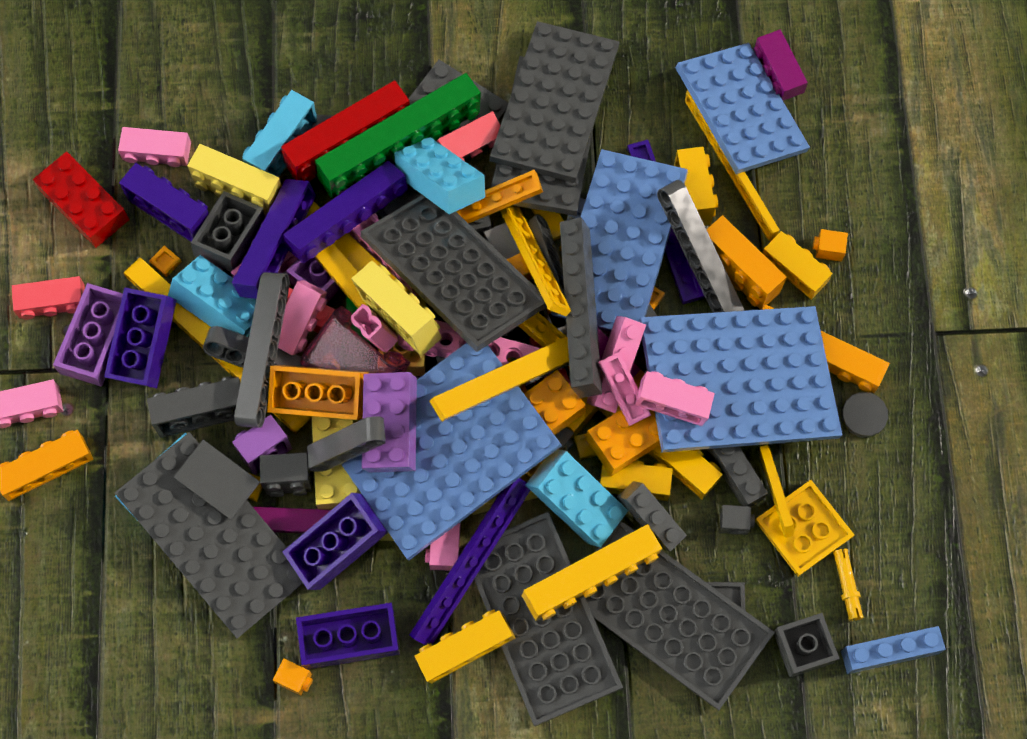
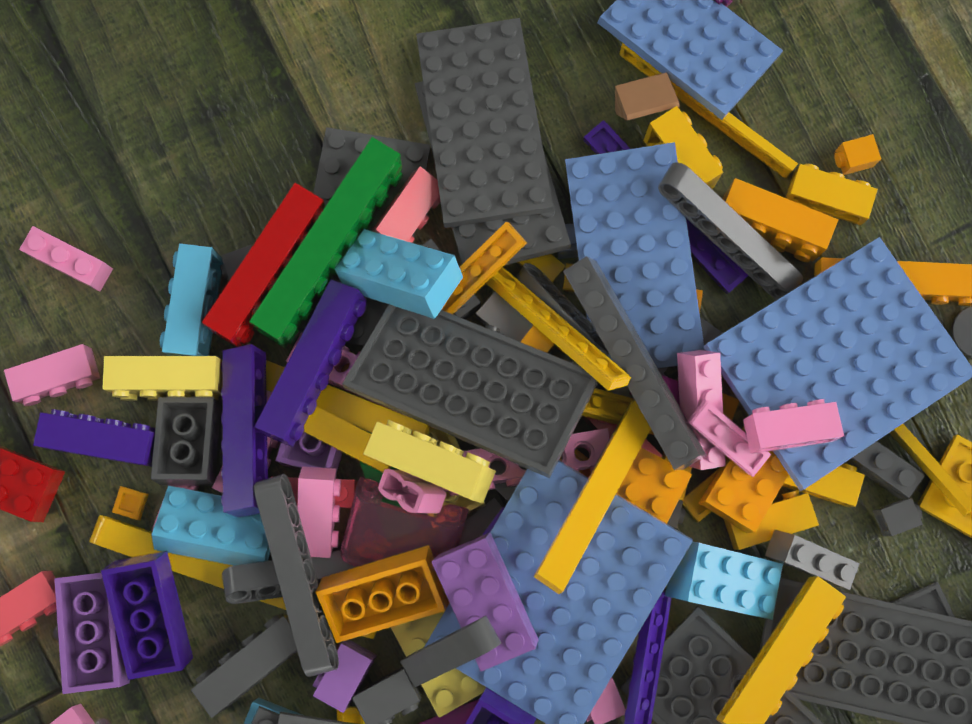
camera: 20 degrees left, 10 degrees up
(204, 71) = (66, 258): none -> bright pink brick
(685, 132) = (645, 97): none -> medium nougat slope

